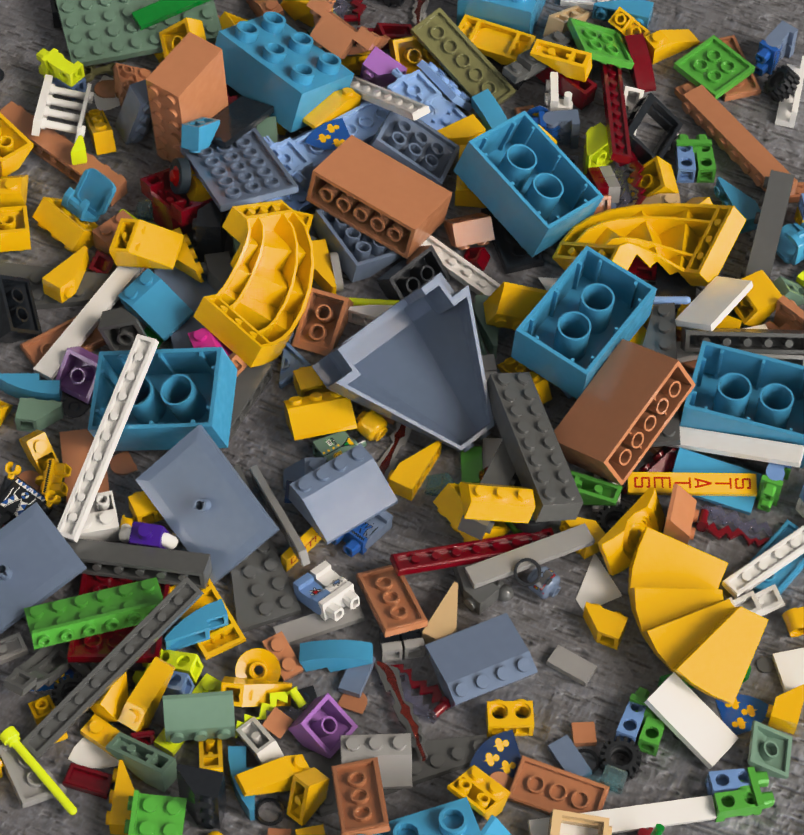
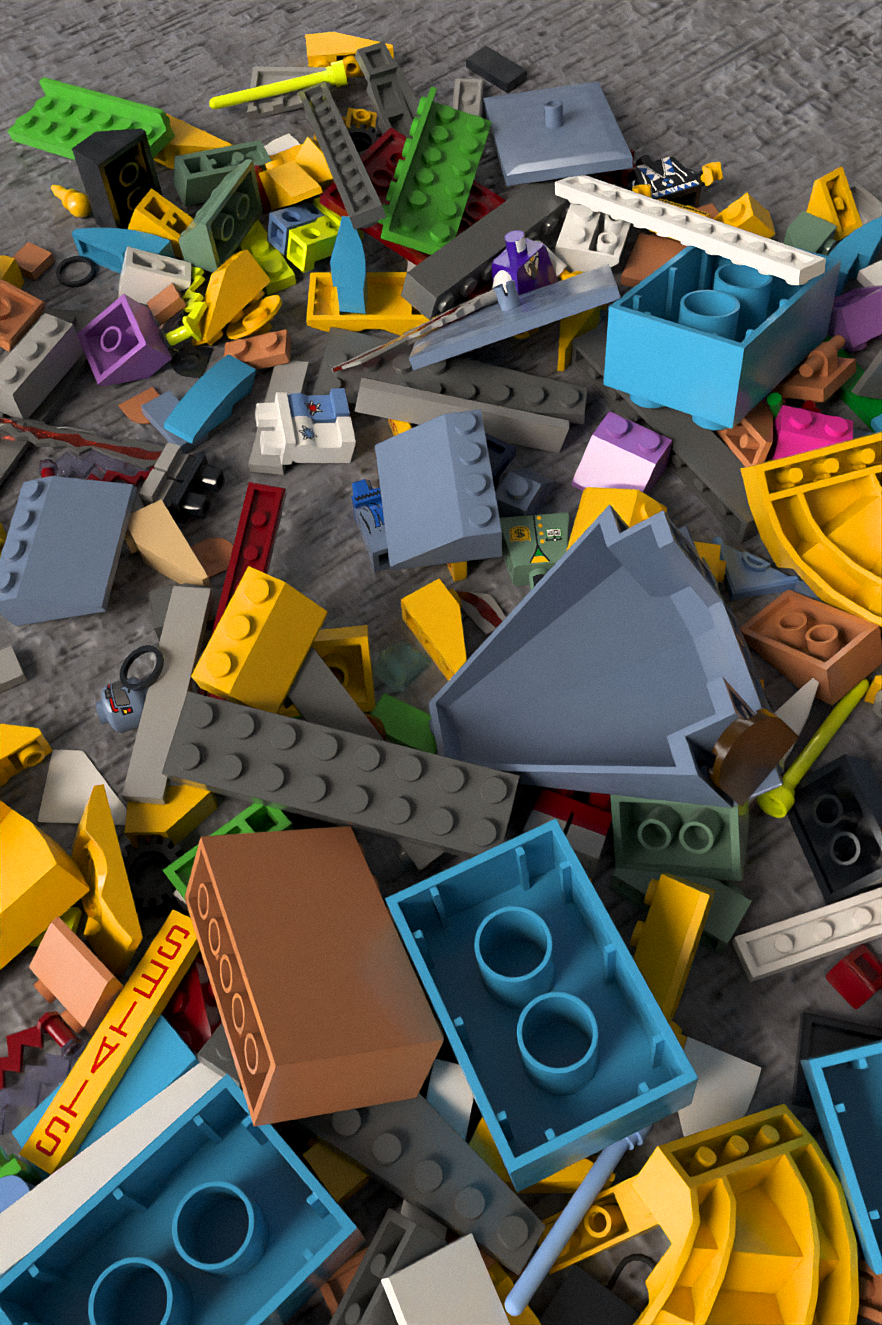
camera: 125 degrees right, 5 degrees up
(88, 780) = (252, 129): dark red tile -> none
(256, 584) = (477, 303): none -> light grey sword
(257, 439) = (623, 456): none -> slope
(271, 776) = (92, 261): yellow slope -> none
(306, 794) = (48, 284): yellow slope -> none
(391, 601) = (216, 485): nougat tile -> none
(429, 605) = (213, 555): none -> nougat piece
(449, 279) = (749, 753): none -> dark brown tile

